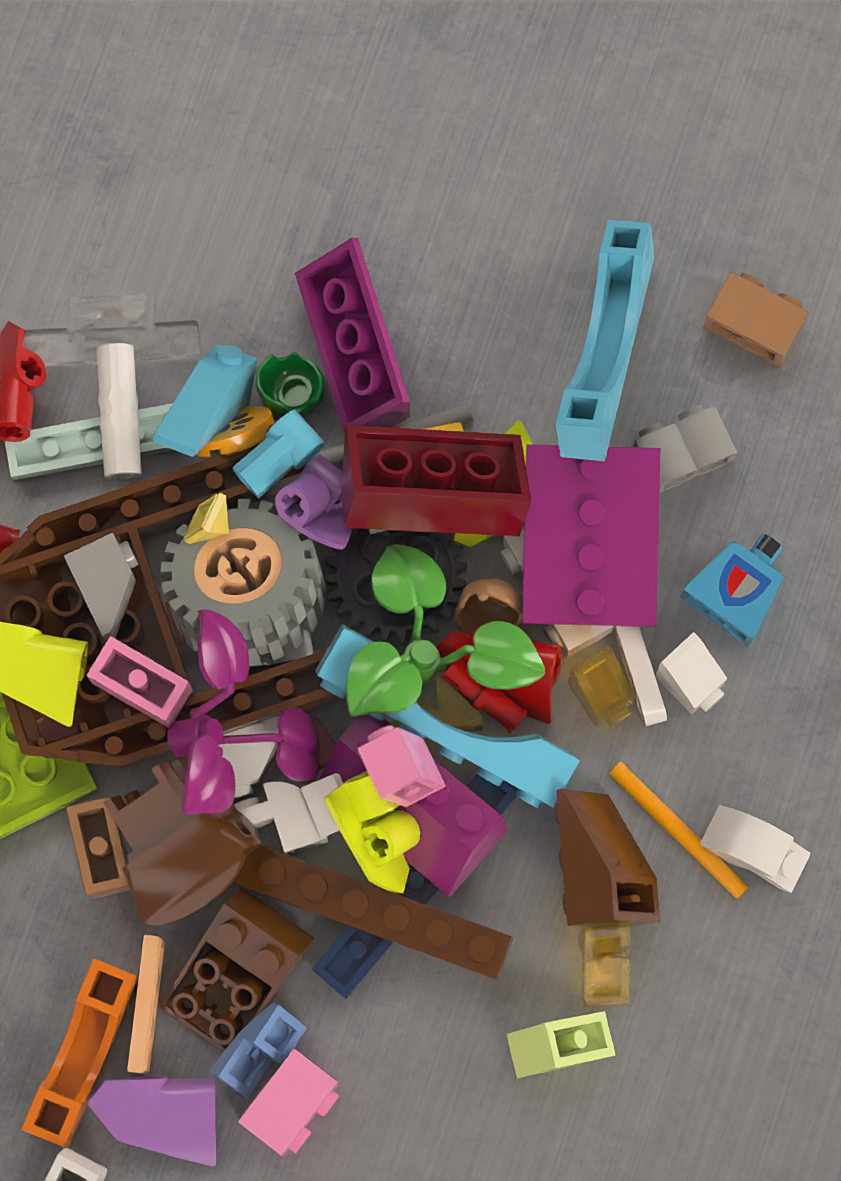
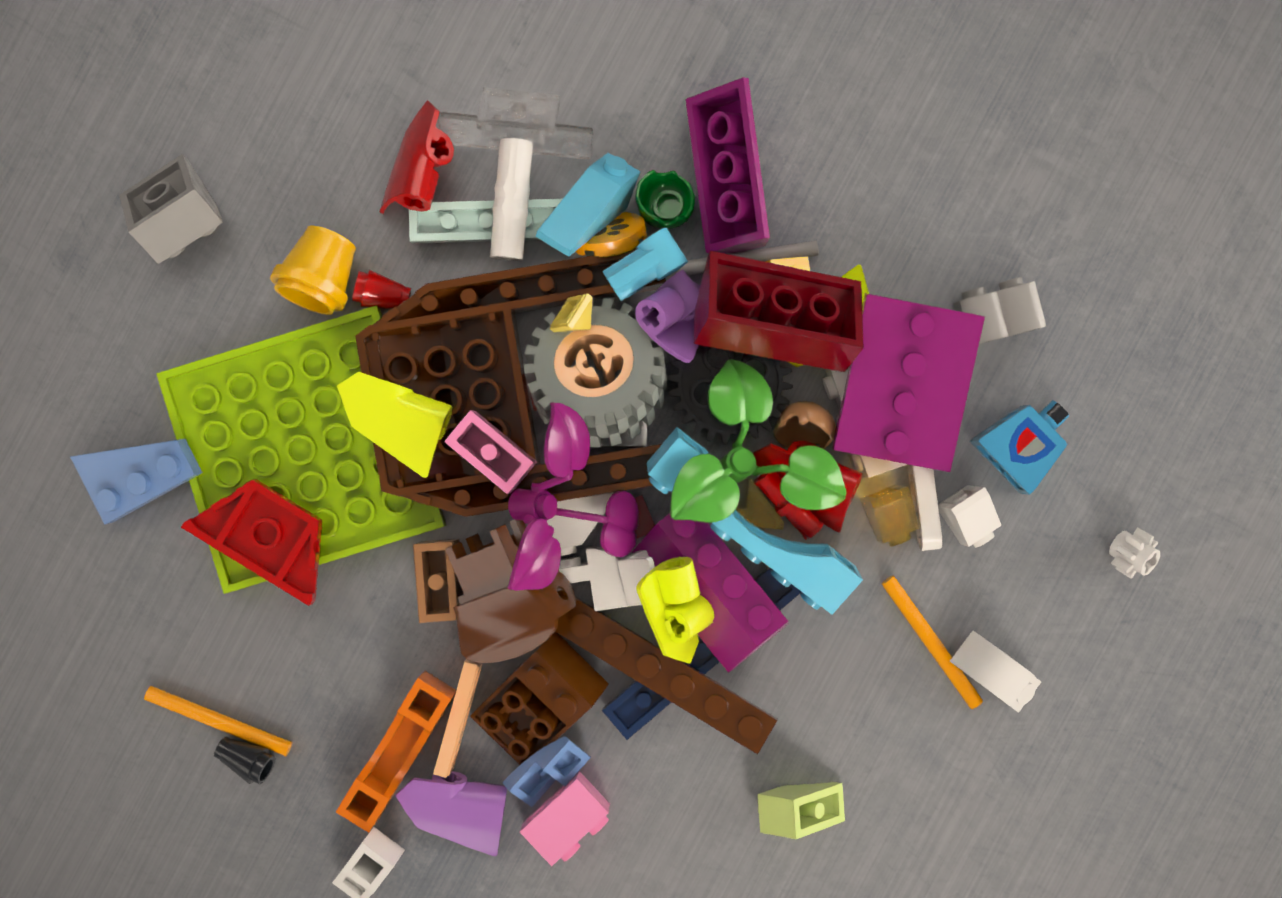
camera: 10 degrees right, 10 degrees up
(104, 580) = (474, 354): light grey slope -> none
(400, 766) = (707, 568): bright pink brick -> none
(596, 388) = (954, 210): medium azure arch -> none
(602, 864) = (866, 672): reddish brown slope -> none
(605, 963) = (851, 748): clear yellow slope -> none
(756, 318) = (1084, 206): medium nougat brick -> none

